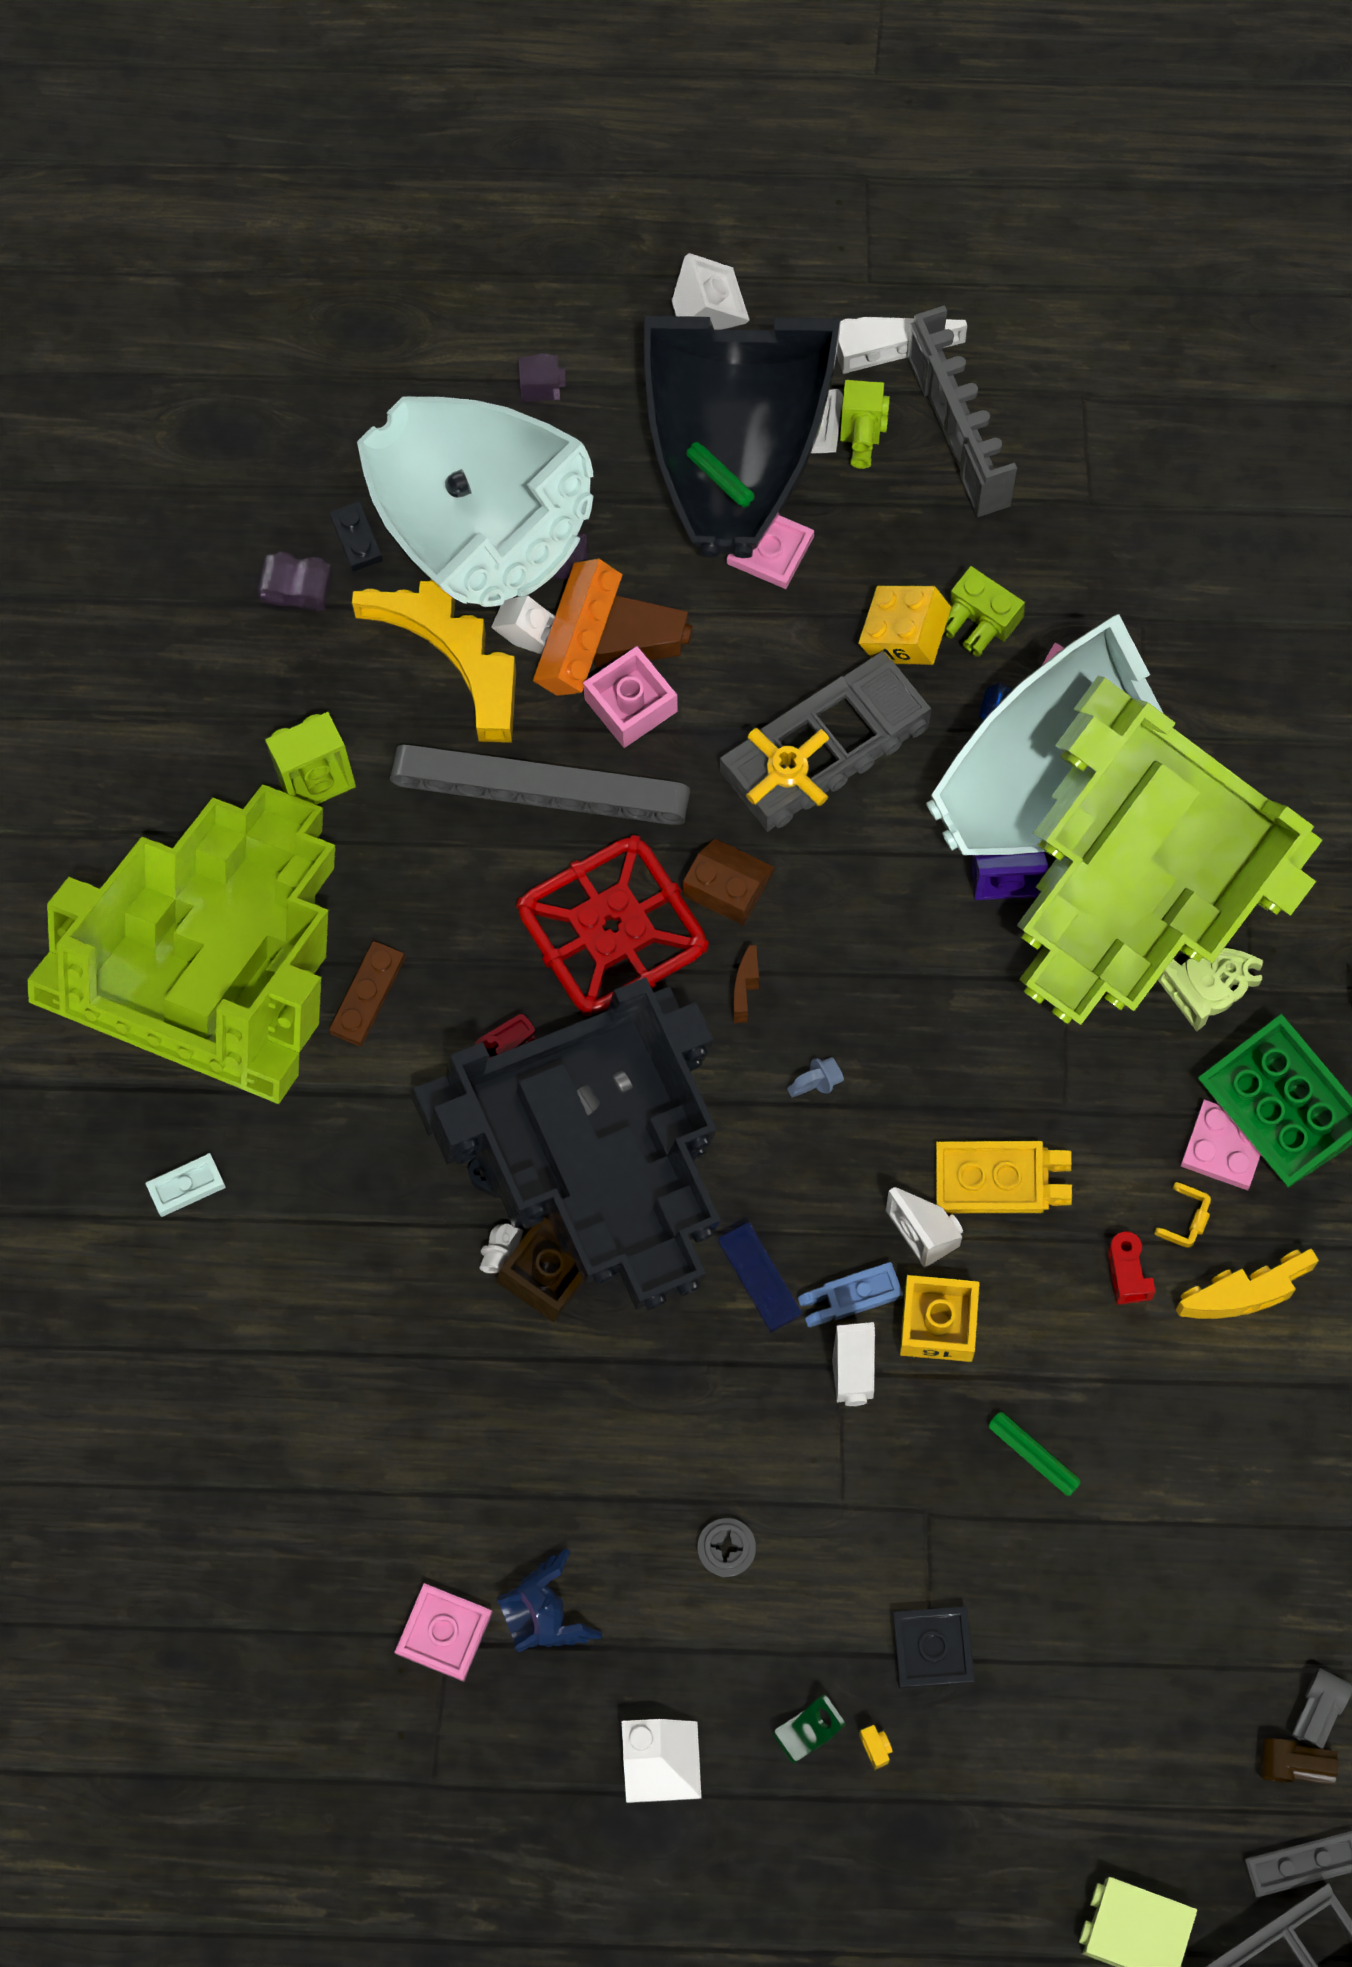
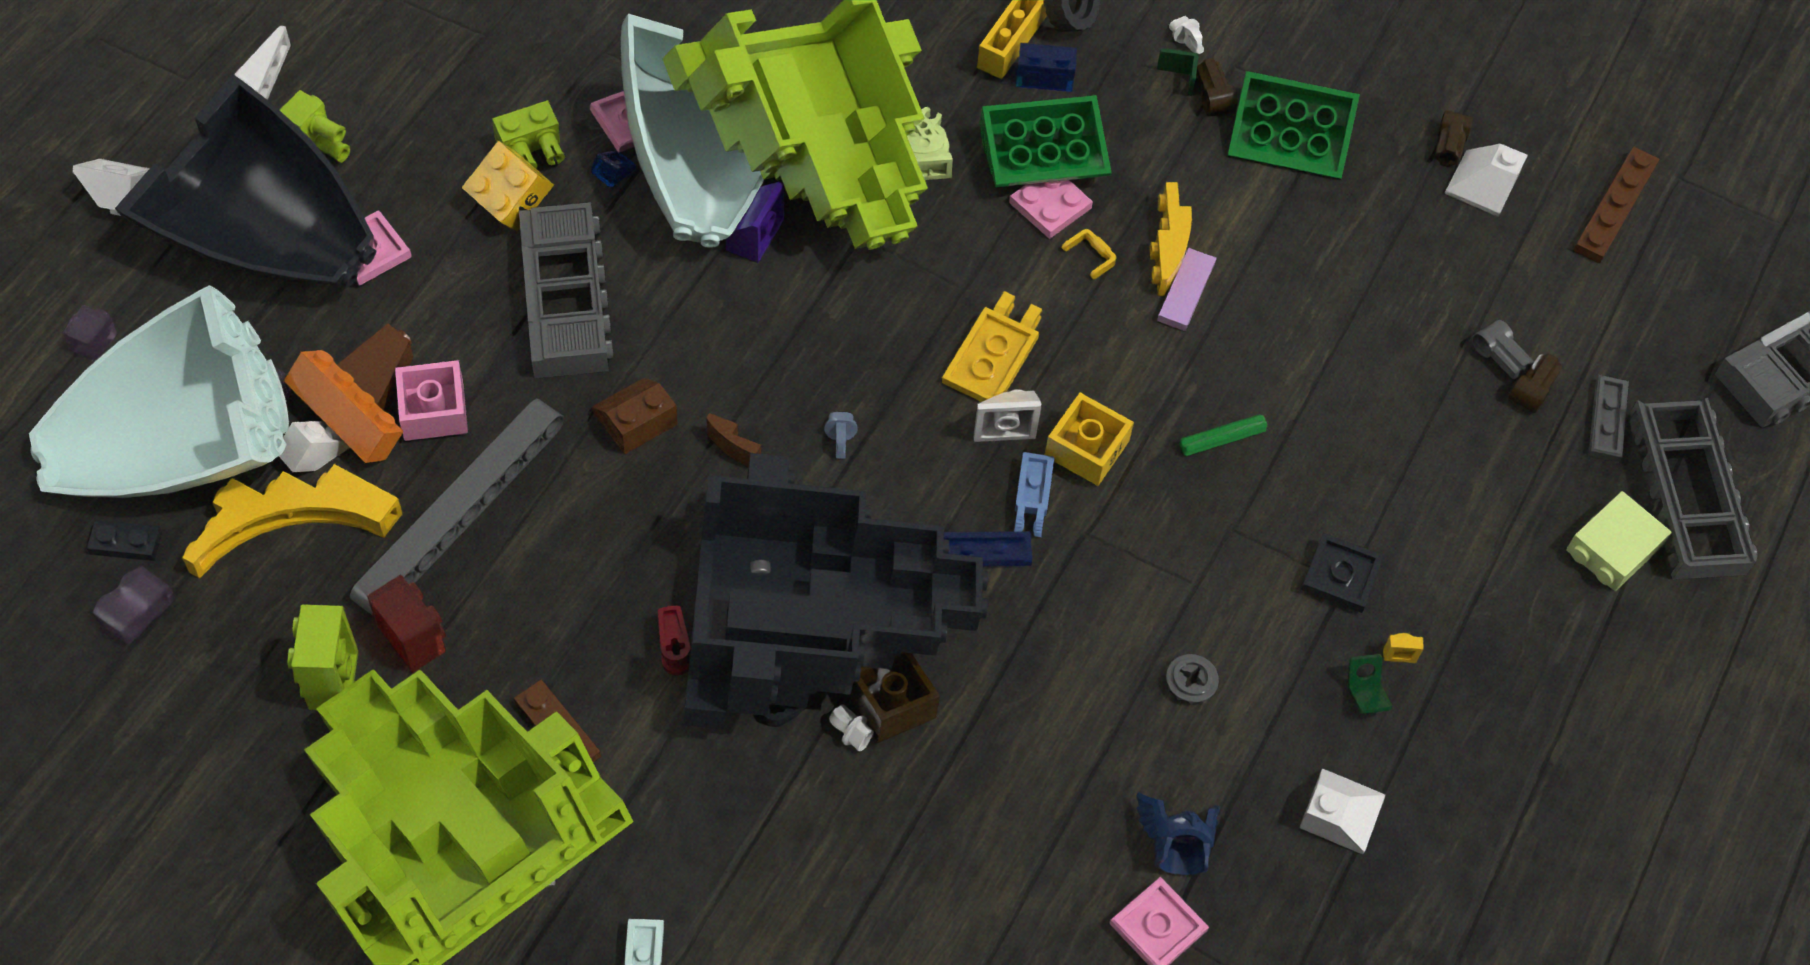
camera: 70 degrees left, 10 degrees down
(389, 809) = (407, 622): none -> clear red brick
(457, 484) = (142, 434): black hinge -> none
(616, 904) = (632, 529): red plate -> none
(720, 474) = (287, 240): green axle -> none
(787, 756) = (577, 313): yellow bar -> none
(854, 1363) = (1102, 504): white slope -> none
(986, 487) = (412, 74): dark grey window -> none
(1127, 1270) = (1114, 305): red leg -> none
(1198, 1335) = (1186, 289): none -> lavender tile

